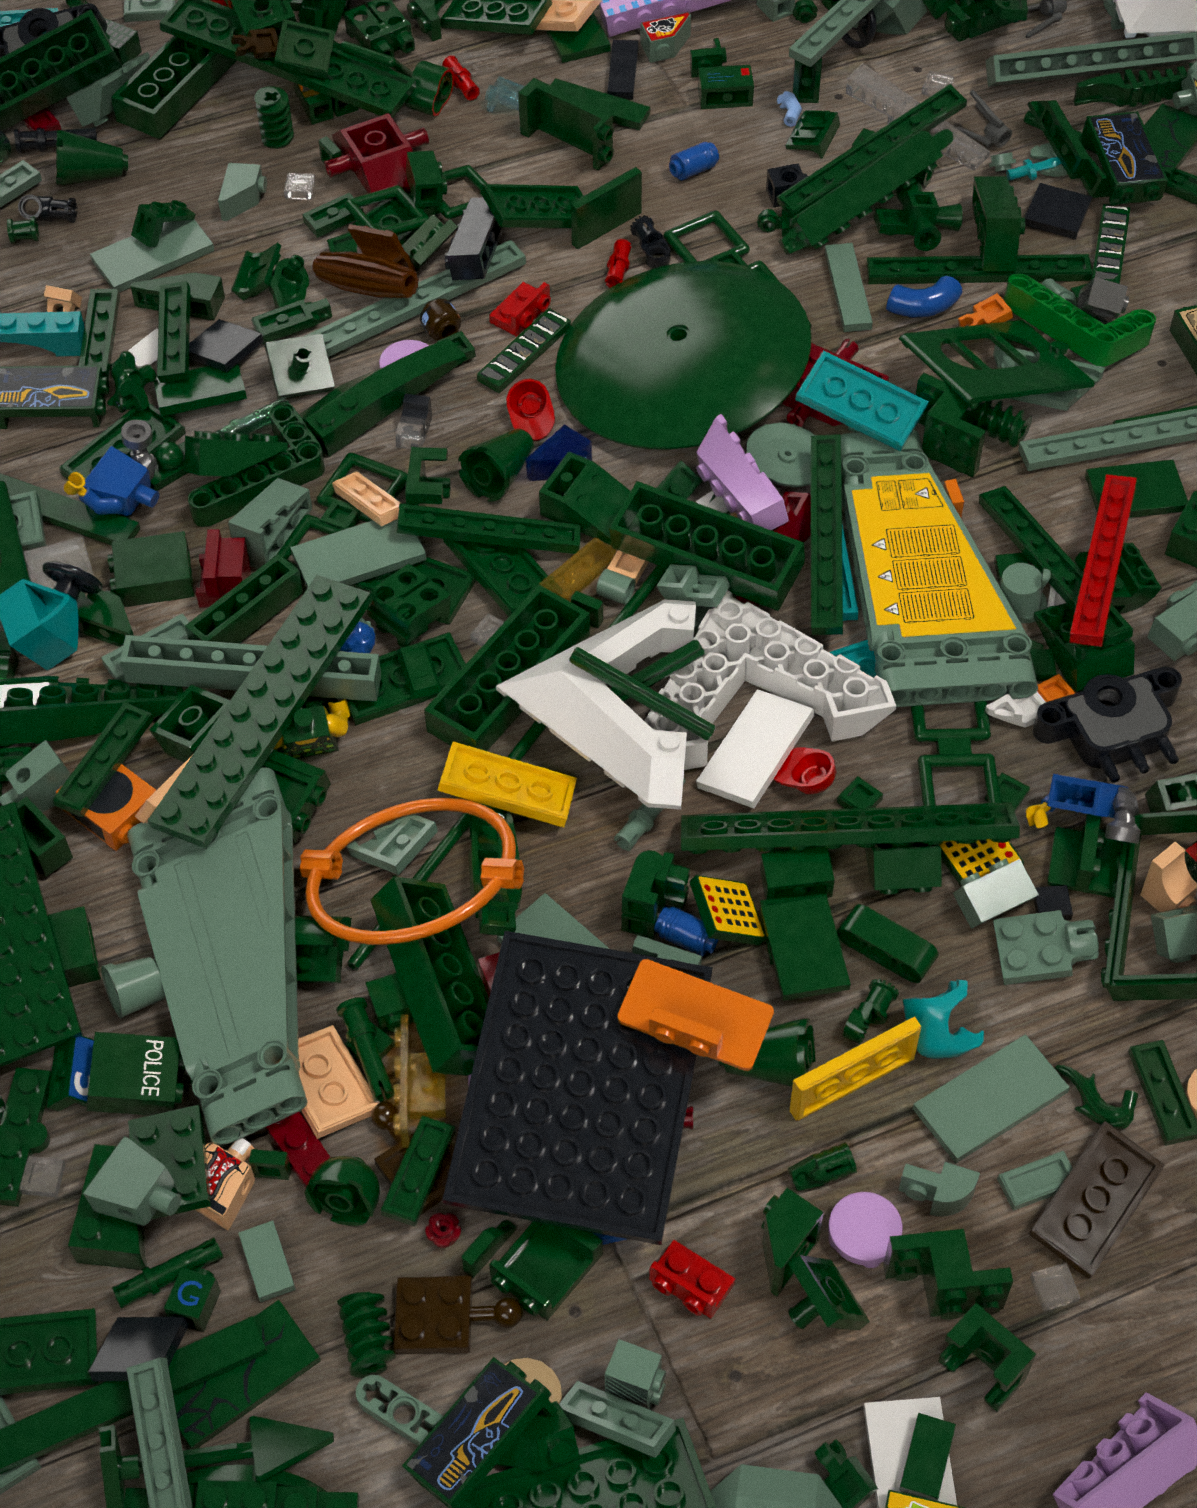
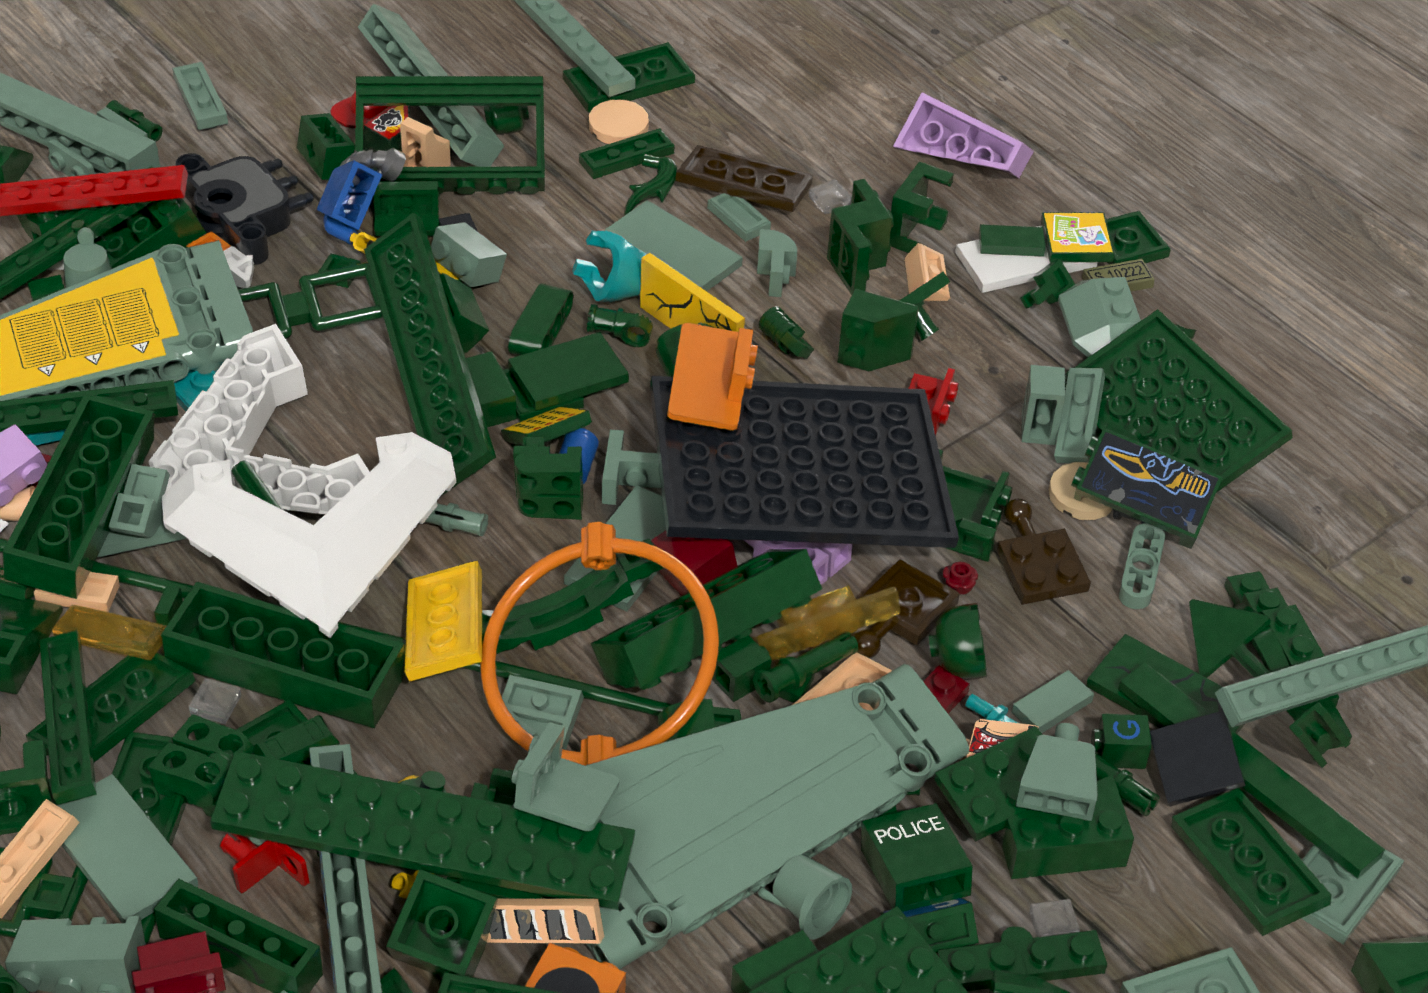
camera: 110 degrees left, 10 degrees down
(249, 788) = (560, 787): none -> sand green bracket
(266, 1205) = (987, 710): none -> teal piece
(270, 1164) = (960, 712): dark green tile -> none
(364, 1333) = (1088, 598): dark green piece -> none
(418, 1171) = (921, 592): dark green tile -> none
(615, 586) = (129, 594): sand green beam -> none
(642, 693) = (327, 487): dark green axle -> none
(755, 748) = (322, 436): white tile -> none
(807, 770) = (354, 401): red cap -> none
(859, 795) = (372, 367): dark green tile -> none
(862, 1228) = (825, 300): lavender tile -> none
(900, 1353) = (923, 265): none -> light nougat slope
(1042, 946) = (511, 224): sand green plate -> none

